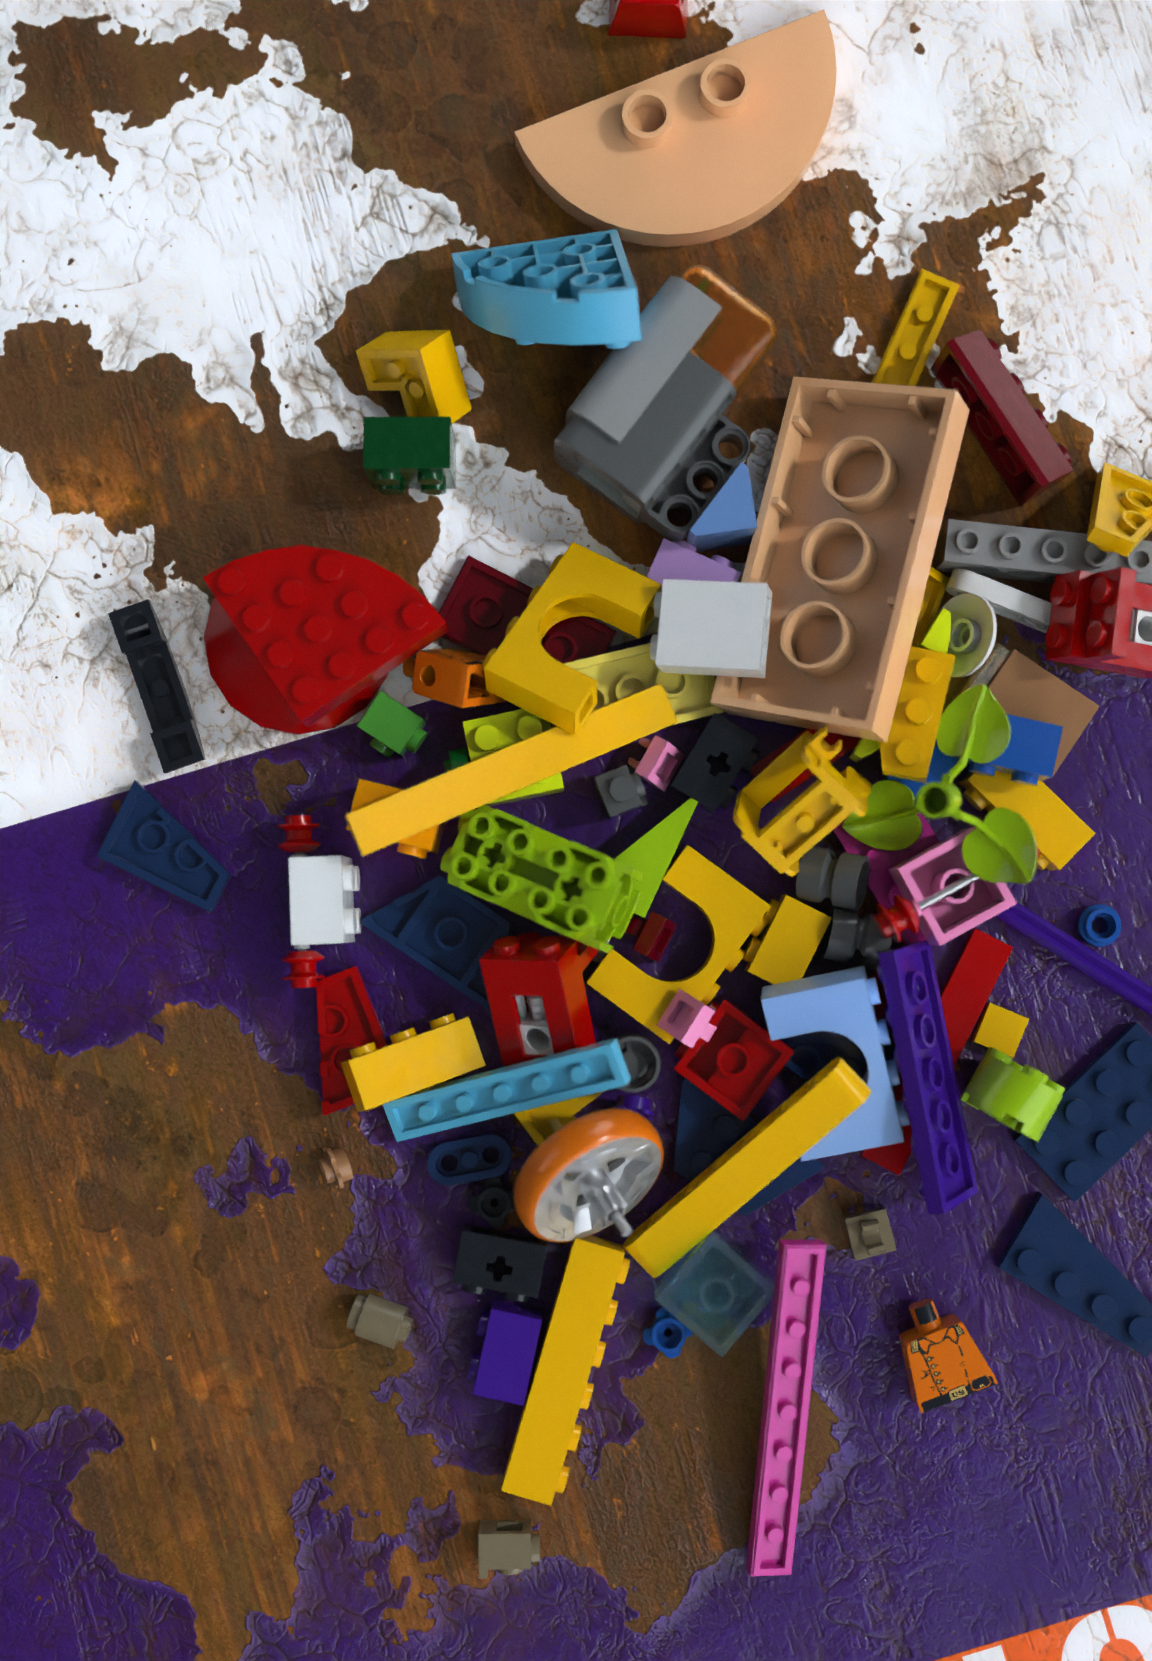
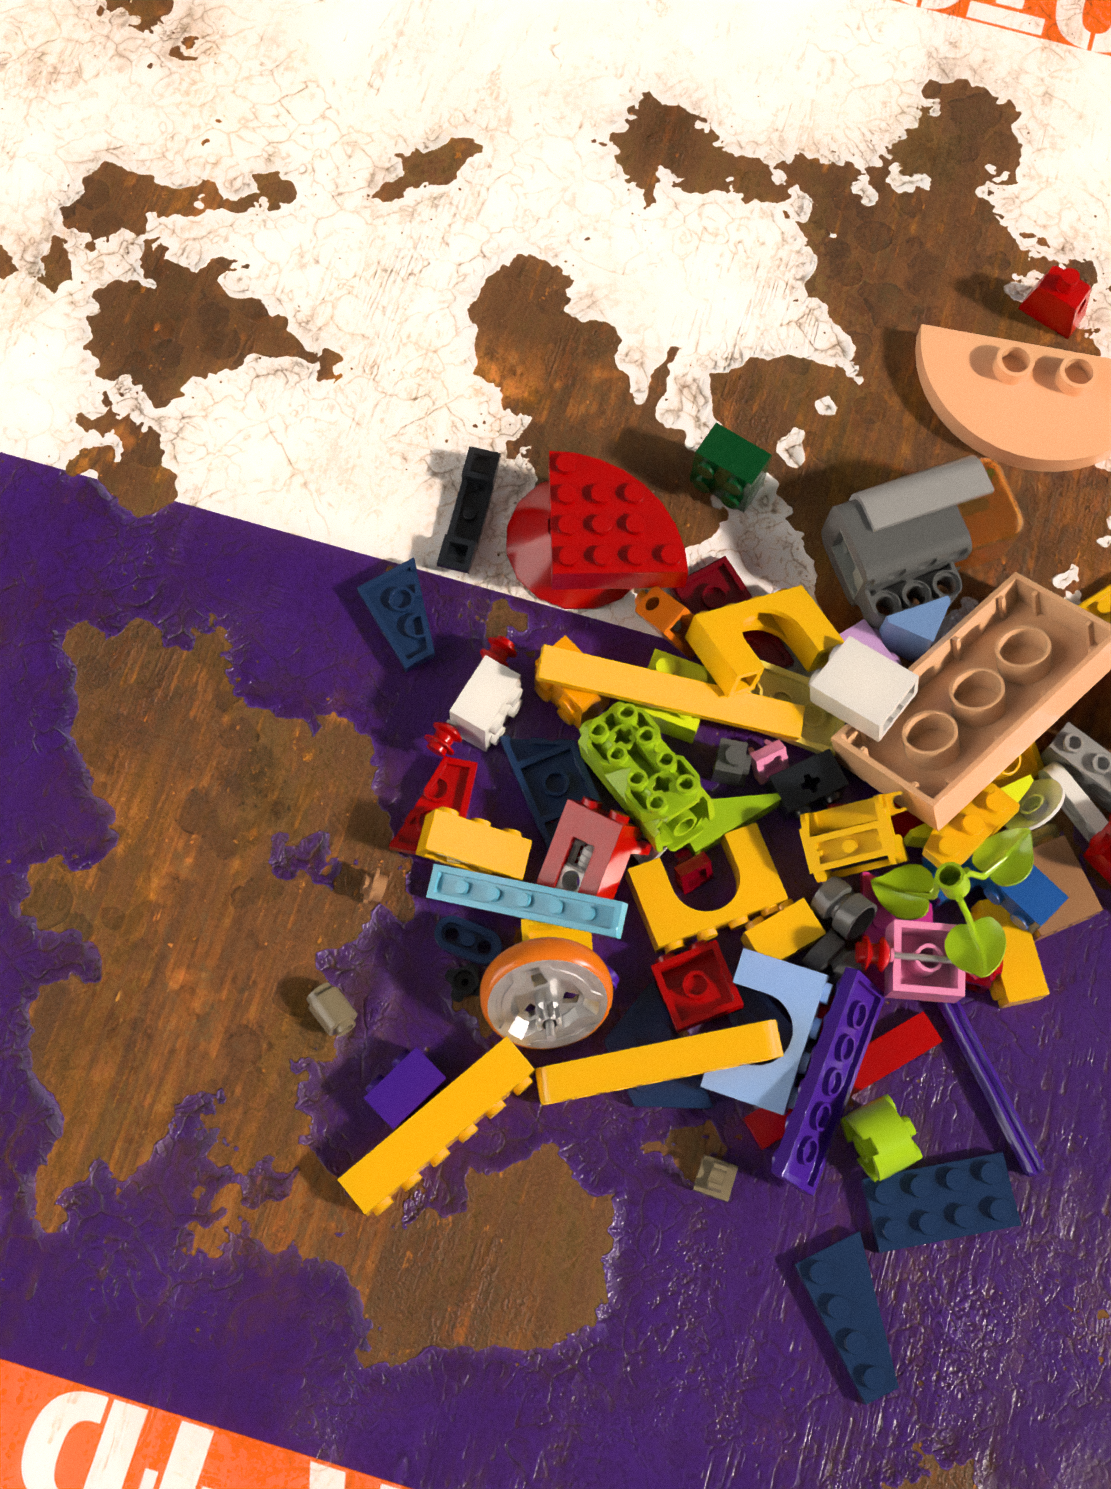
camera: 25 degrees right, 15 degrees down
(392, 727) = (605, 628): bright green brick -> none
(420, 367) = (769, 424): yellow panel -> none
(483, 1245) = (433, 1004): black brick -> none
(507, 1546) = (312, 1229): dark tan brick -> none
(552, 291) = (885, 422): medium azure brick -> none
(641, 1061) = (628, 951): dark grey wheel -> none
(668, 1344) = (529, 1143): blue plate -> none
(687, 1019) = (683, 933): bright pink tile -> none
(715, 1291) = (581, 1138): clear light blue brick -> none
(785, 1406) = (576, 1258): dark pink tile -> none
(941, 1358) = (713, 1300): orange torso -> none
(1000, 1029) = (901, 1090): yellow tile -> none
(1111, 921) = (1024, 1062): blue plate -> none

